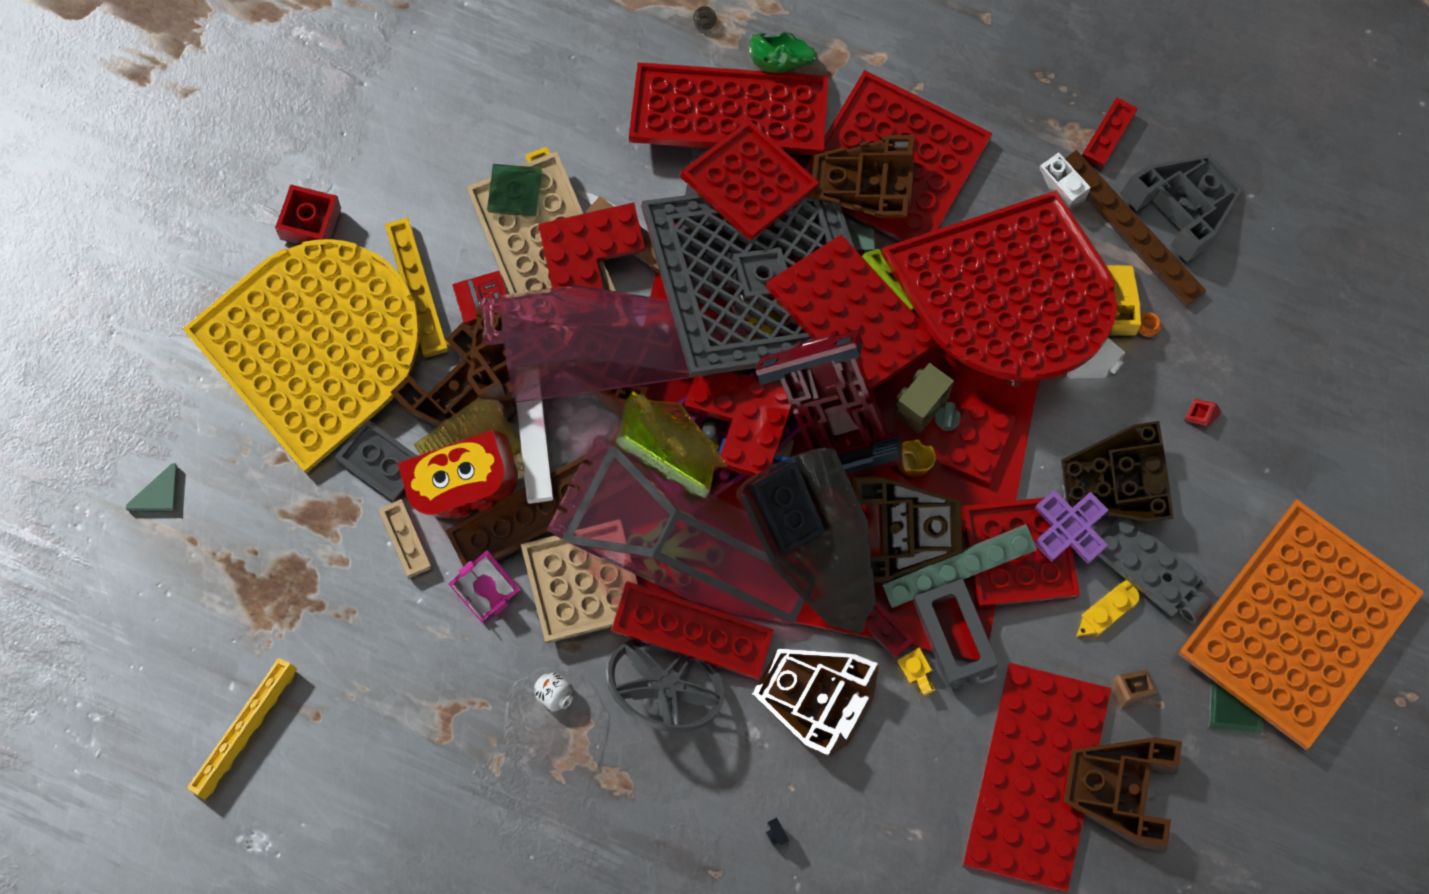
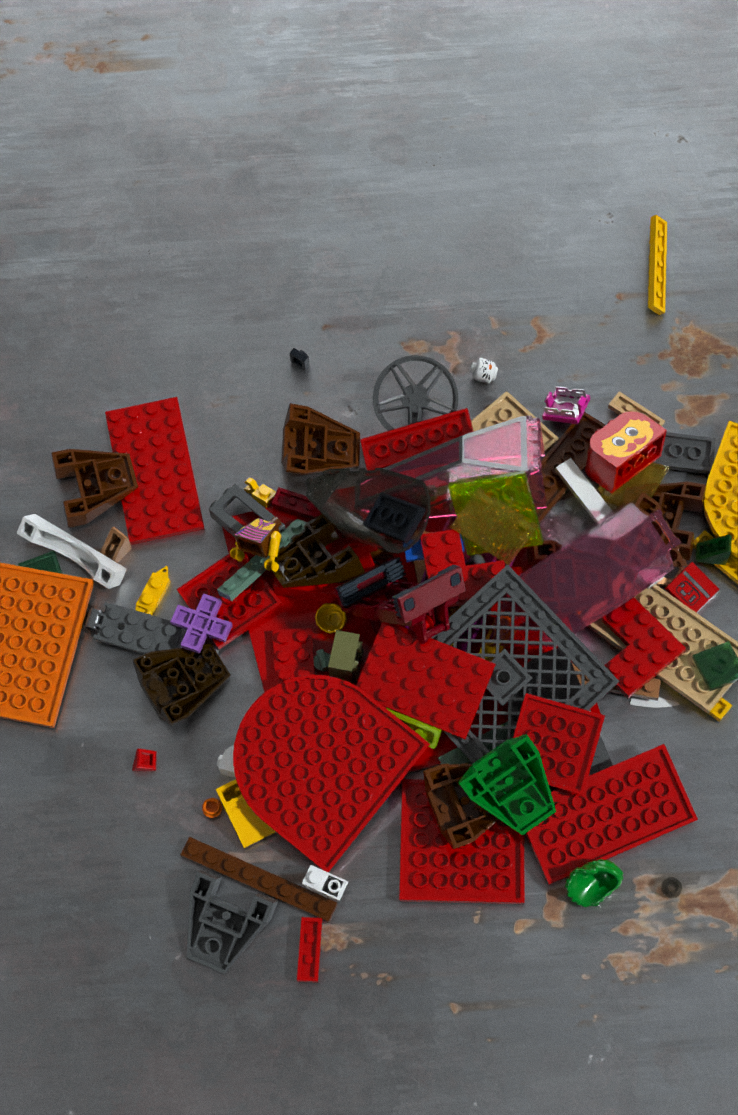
camera: 155 degrees right, 5 degrees down
(432, 316) = (714, 550): none -> dark green slope
(823, 162) = (511, 784): none -> green wedge
(957, 575) = (260, 539): none -> torso
(1161, 664) = (48, 535): none -> white arch

